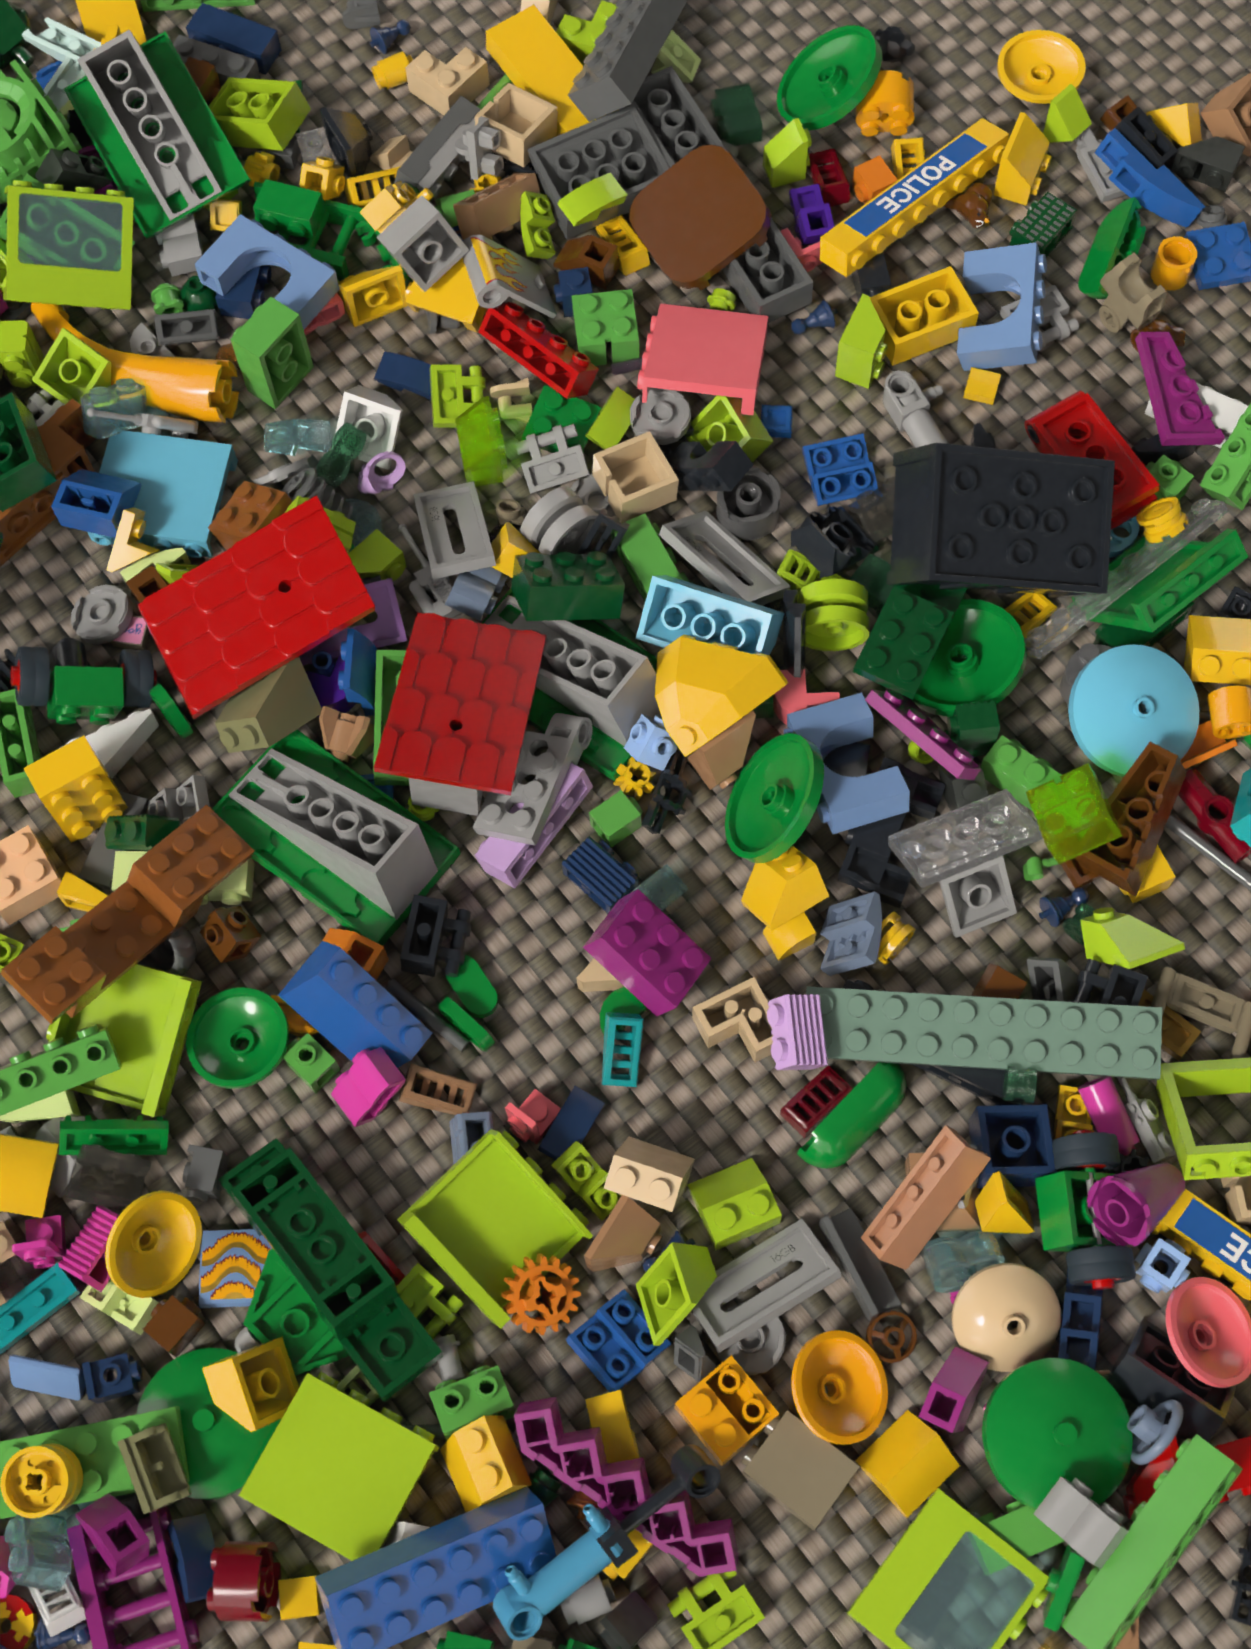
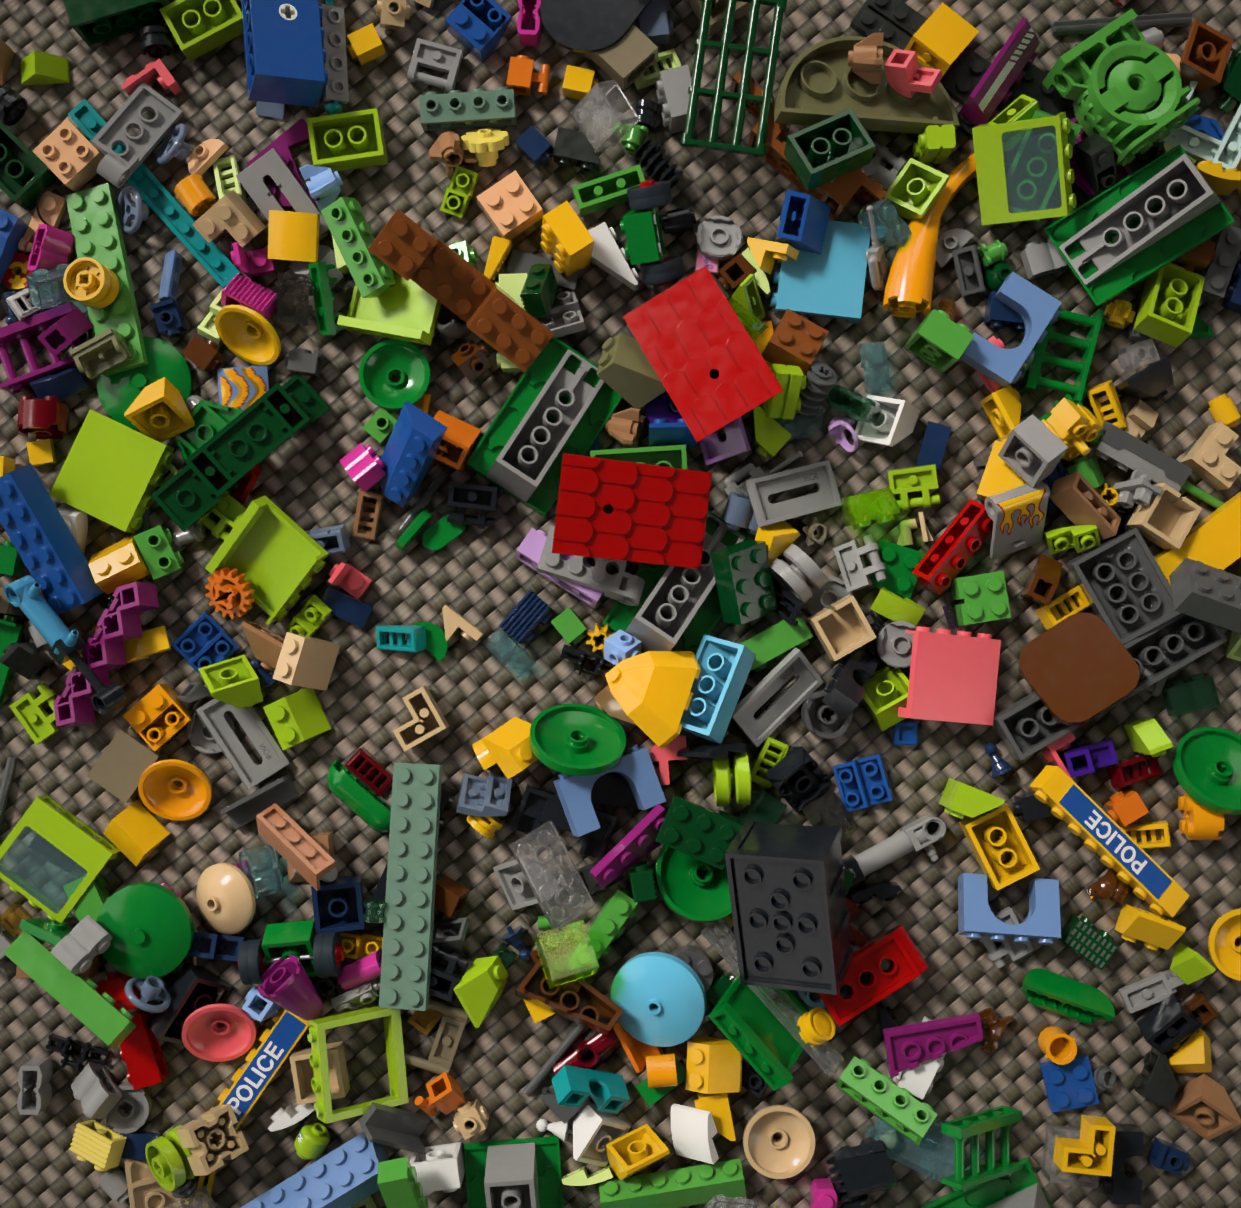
camera: 80 degrees right, 20 degrees up
(170, 711) = (637, 298): green tile -> none
(223, 213) = (1074, 291): yellow tile -> none
(282, 472) = (839, 358): light grey wheel -> none
(289, 209) = (1075, 340): green brick -> none
(323, 177) = (1107, 363): yellow brick -> none
(571, 283) = (1014, 571): dark blue brick -> none
(591, 198) = (1089, 582): lime slope -> none
(647, 953) = (461, 653): magenta brick -> none
(722, 300) = (1010, 688): lime plate -> none
(797, 1032) = (402, 759): lavender brick -> none
(886, 1331) = (207, 828): reddish brown piece -> none
(954, 1390) = (176, 864): magenta slope -> none
(982, 386) = (942, 891): yellow tile -> none
(1003, 1207) = (296, 898): yellow slope -> none
(1129, 297) = (1015, 1009): dark tan piece -> none
(1153, 188) = (1126, 1029): blue slope -> none
(1171, 476) = (858, 1031): bright green brick -> none

